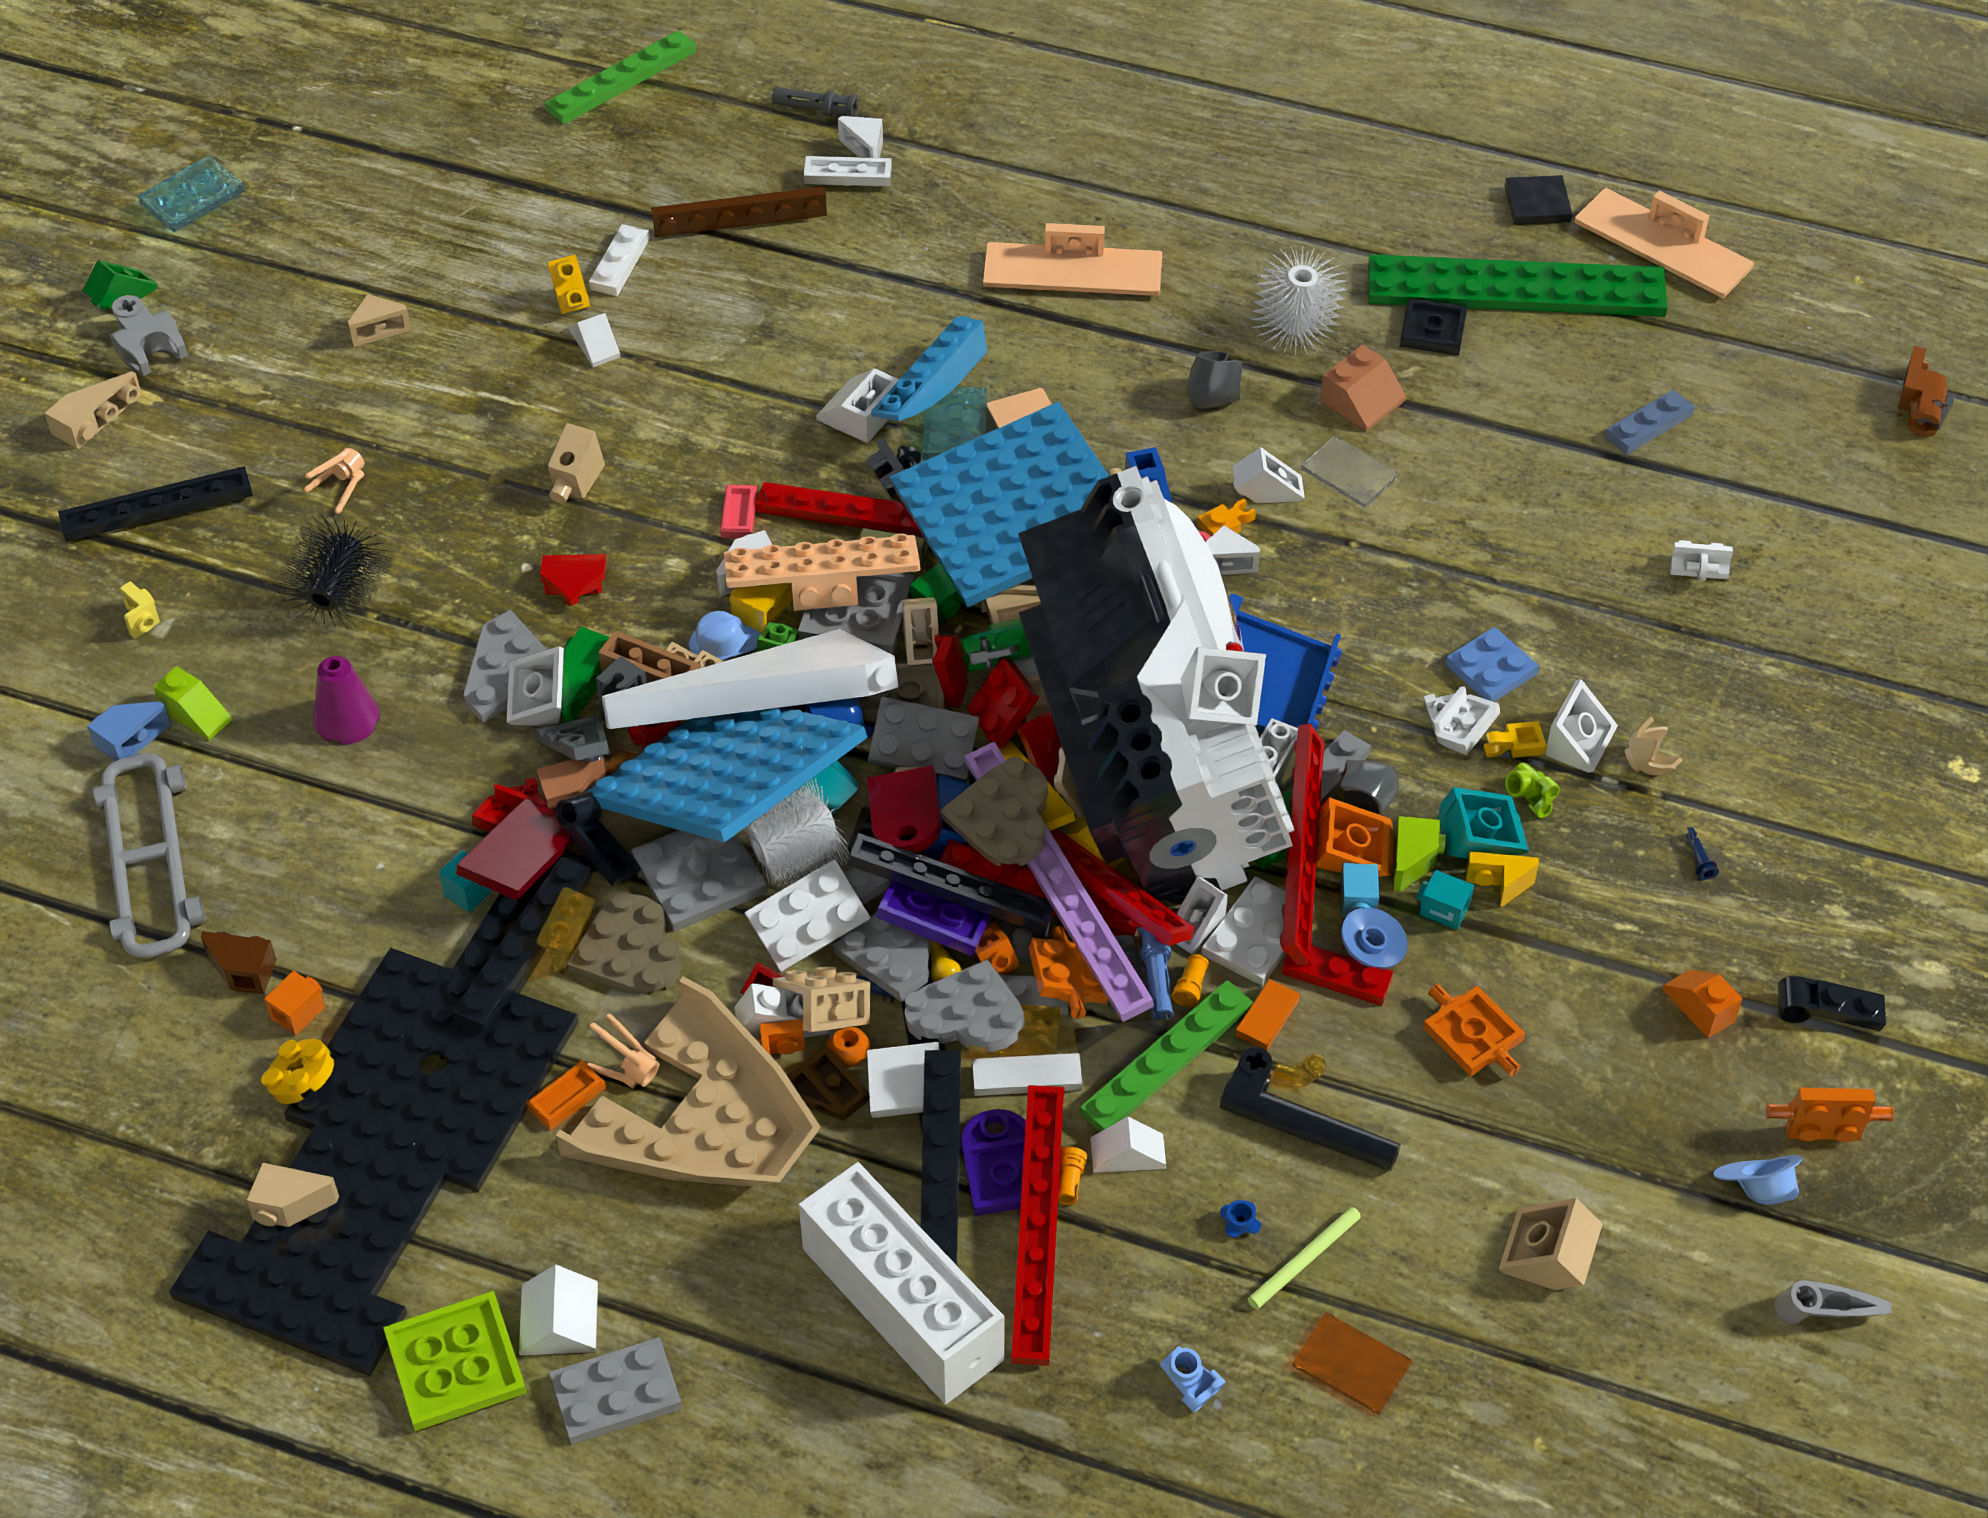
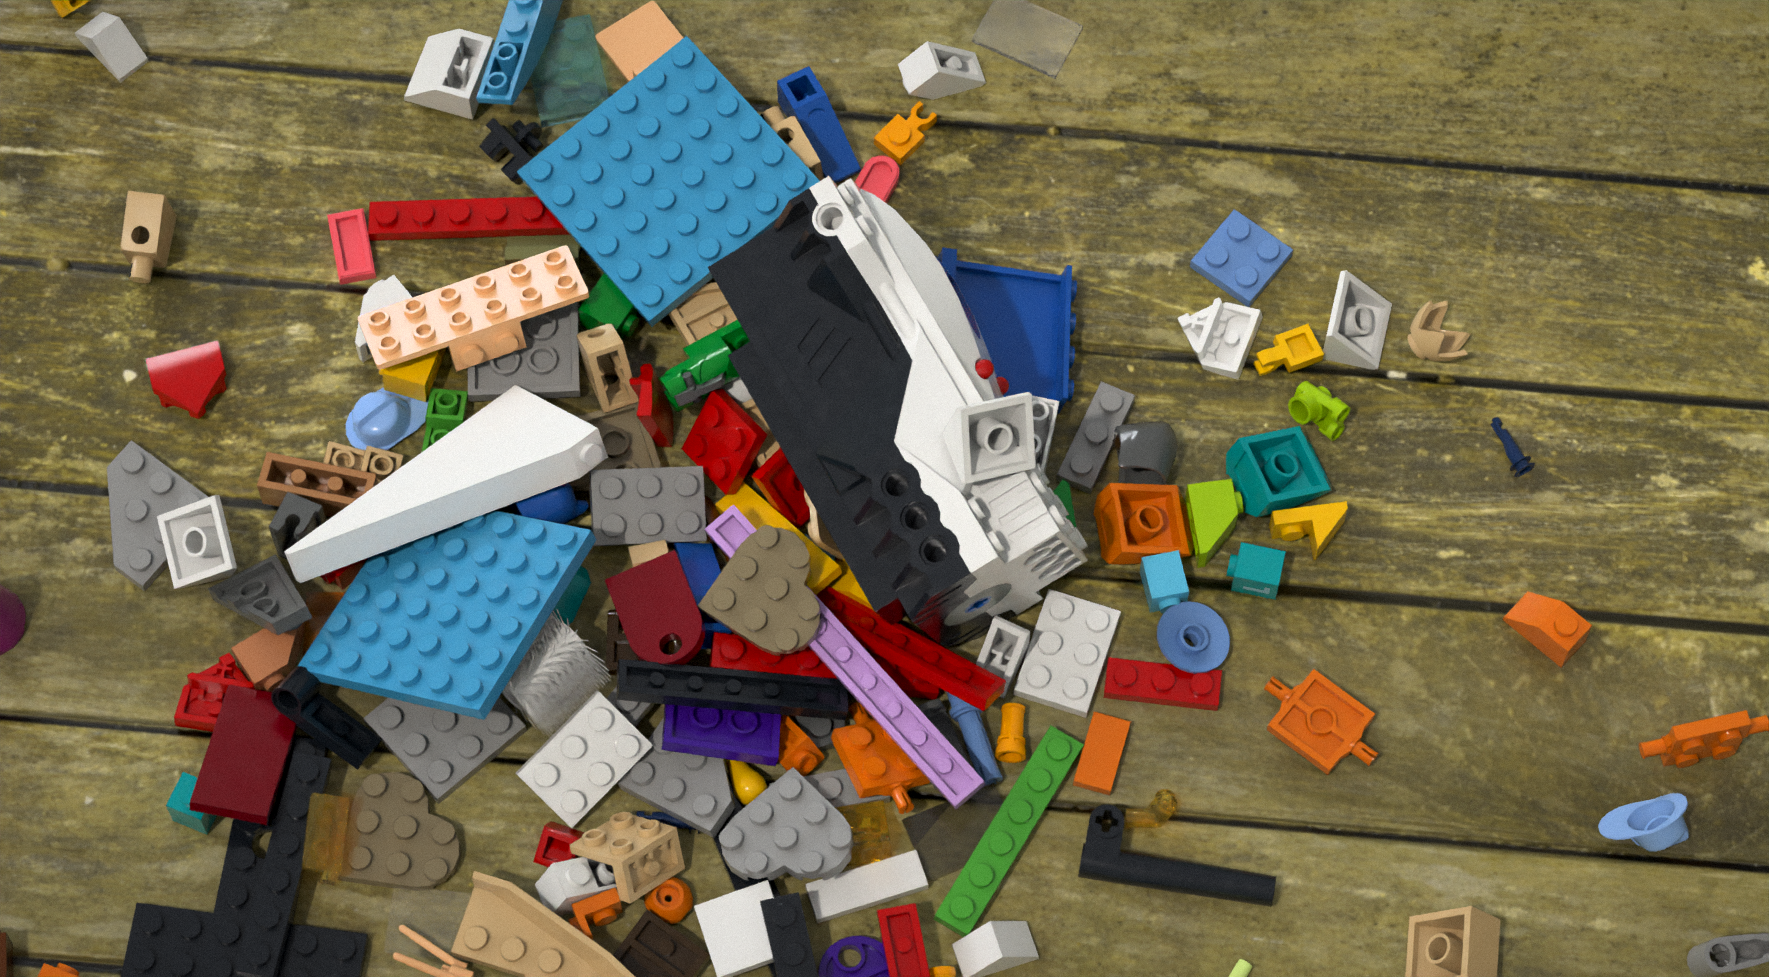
camera: 15 degrees left, 15 degrees up
(580, 671) = (242, 506): green slope -> none
(1233, 552) = (920, 182): white slope -> none
(1303, 854) = (1089, 519): red plate -> none
(1701, 560) = (1440, 72): white hips -> none
(1805, 997) = (1681, 598): black plate -> none

